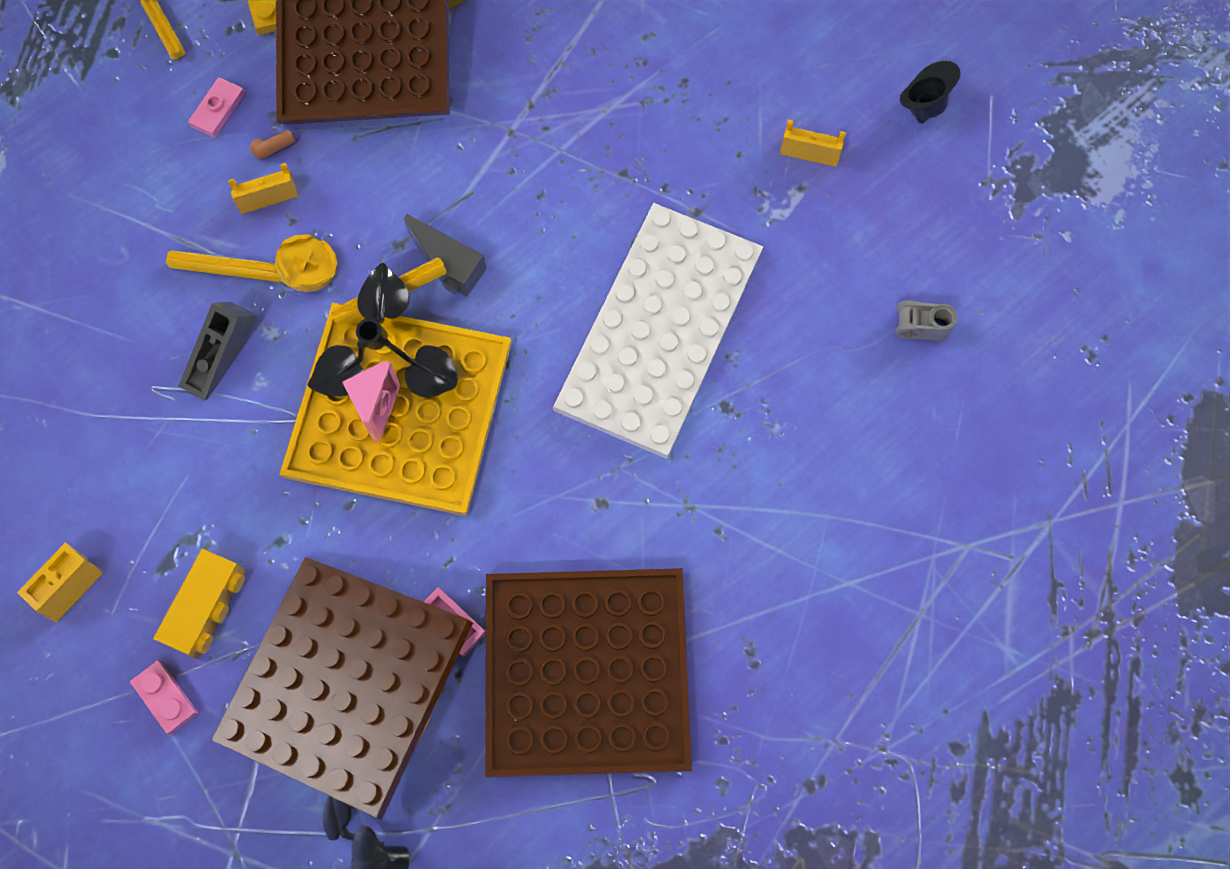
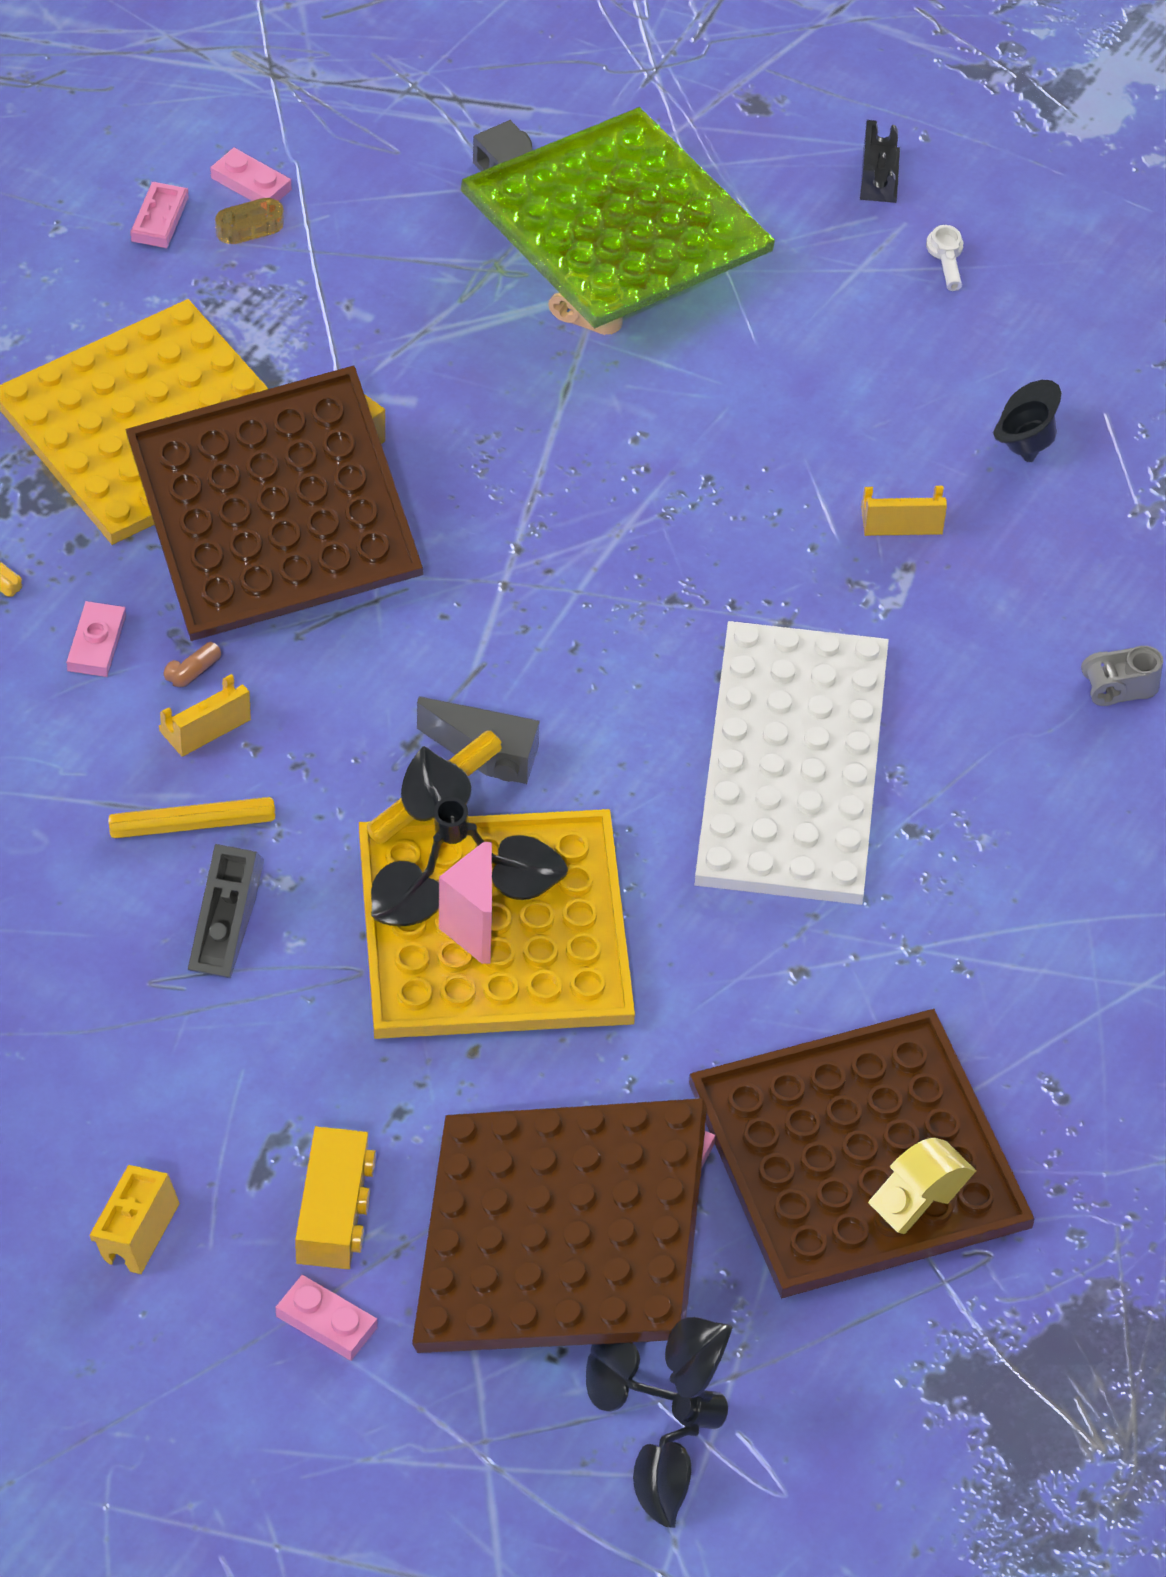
camera: 20 degrees left, 20 degrees down
(305, 263) = (301, 788): yellow tile -> none
(613, 725) = (920, 1176): none -> light yellow brick

